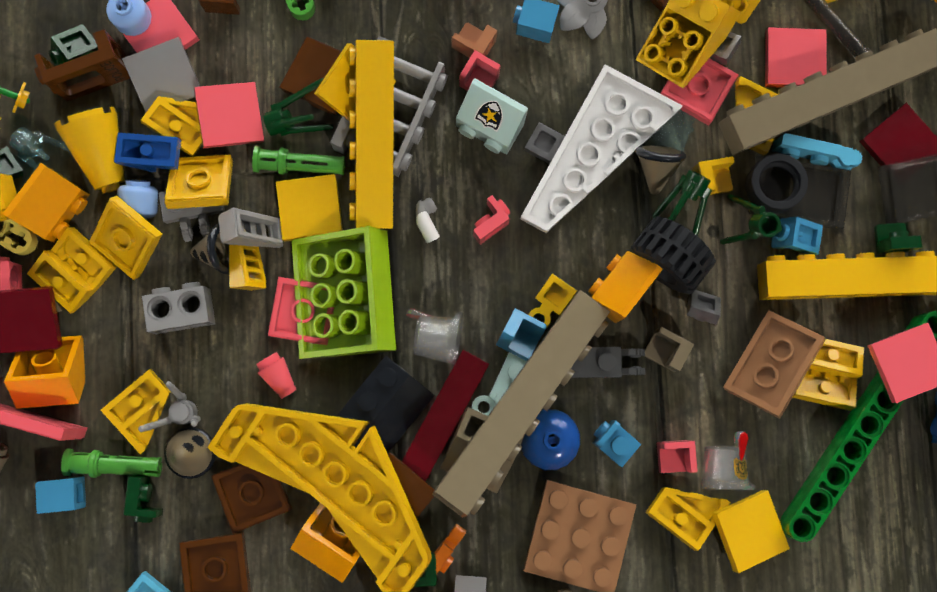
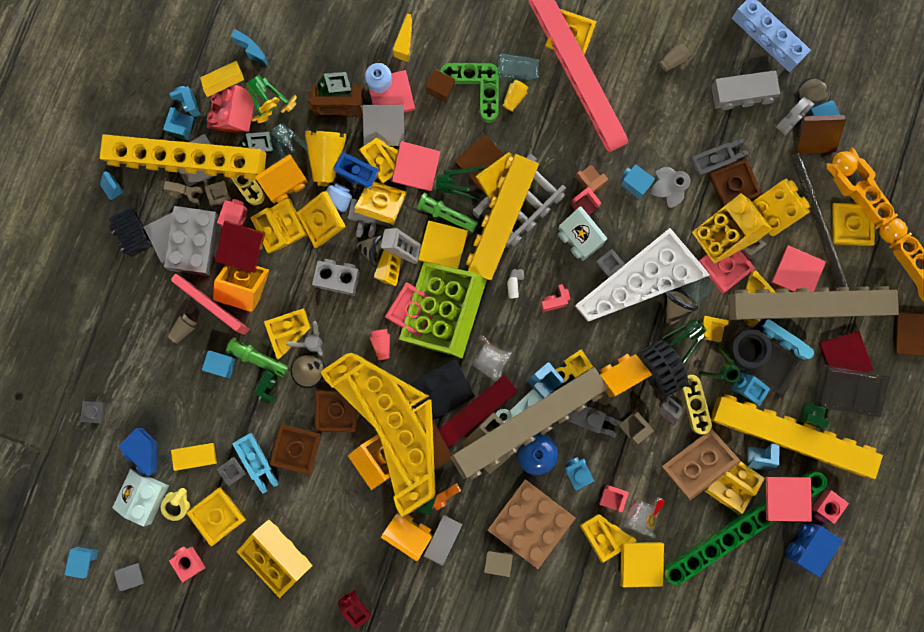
camera: 30 degrees right, 0 degrees up
(746, 287) = (695, 420): none -> light yellow beam
(853, 322) = (763, 459): none -> dark azure panel

